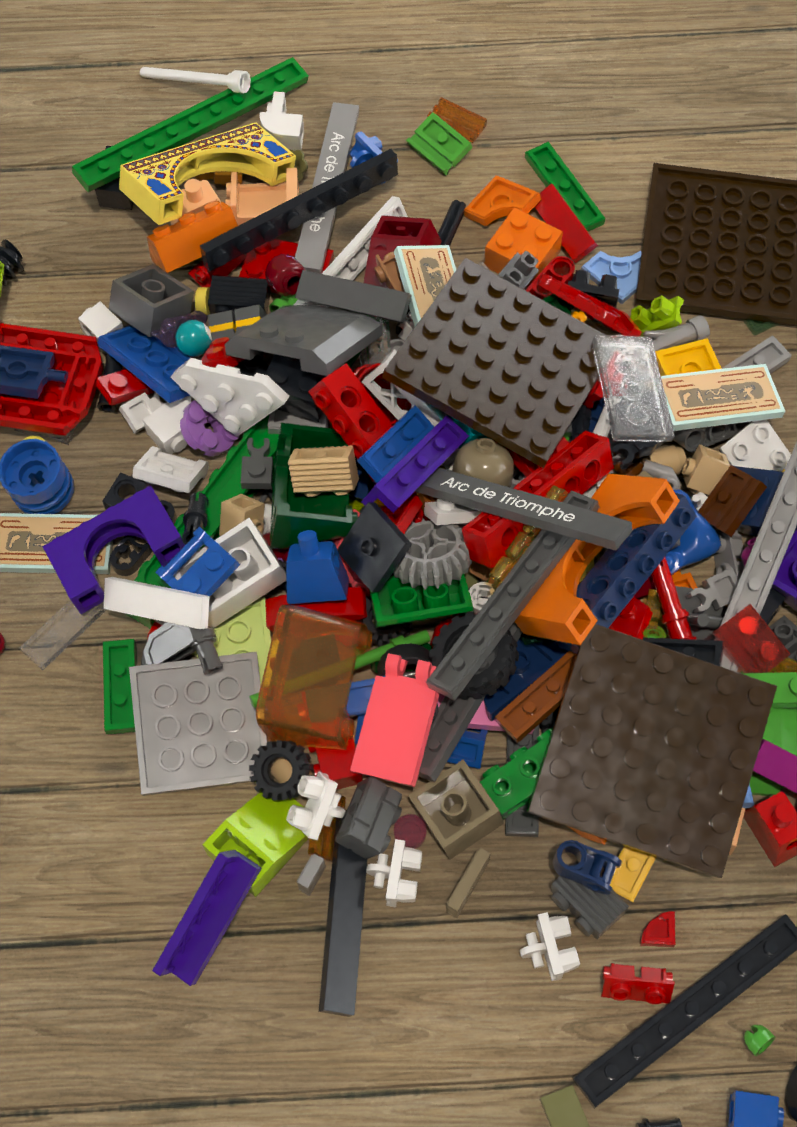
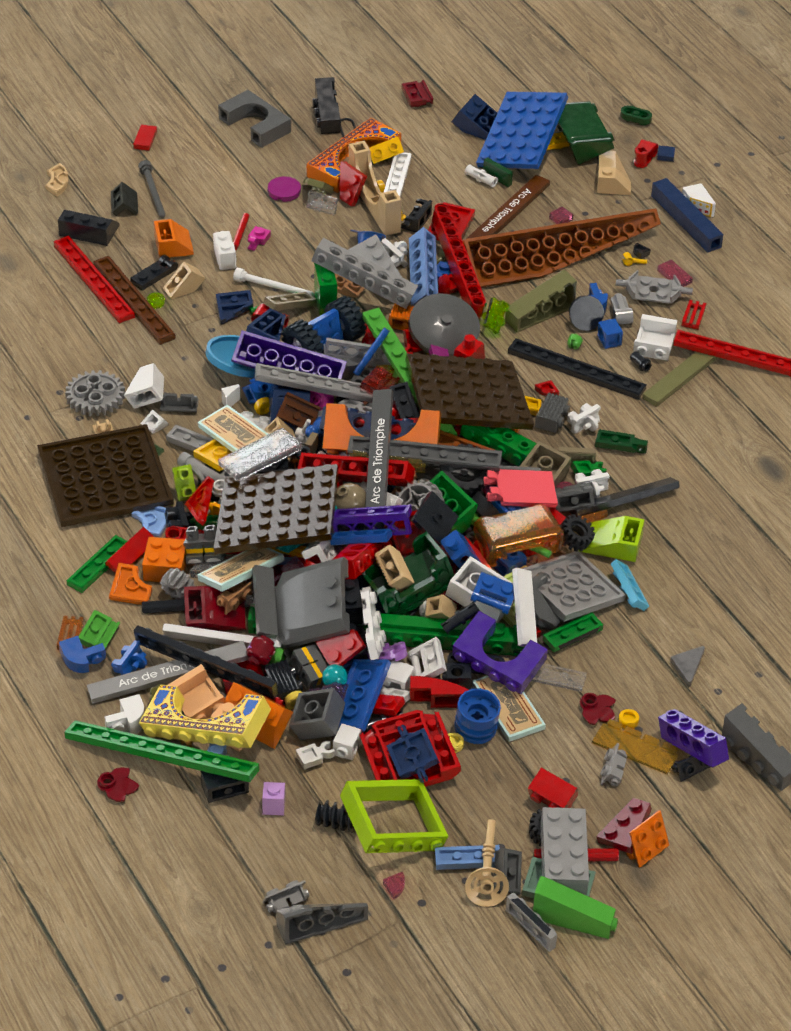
camera: 120 degrees left, 20 degrees down
(64, 217) = (273, 798): none -> lavender brick
(103, 283) = (313, 755): none -> white plate
(112, 461) = (437, 691): none -> red slope
(159, 812) = (629, 585): none -> medium azure plate
(190, 93) = (117, 784): none -> dark red plate
(208, 917) = (670, 534): dark purple fence -> none
(237, 81) = (115, 735): white piece -> none
(257, 469) = (404, 612): dark grey plate -> none
(311, 874) = (616, 511): light grey tile -> none
(320, 807) = (590, 510): white hips -> none
(405, 103) = (77, 658): none -> blue brick
(434, 882) = (586, 467): none -> green plate
(467, 240) = (175, 581): none -> light grey gear
(473, 975) = (620, 442): none -> dark green hinge
(588, 867) = (542, 406): dark blue piece -> none
(652, 987) = (577, 381): red hinge -> none

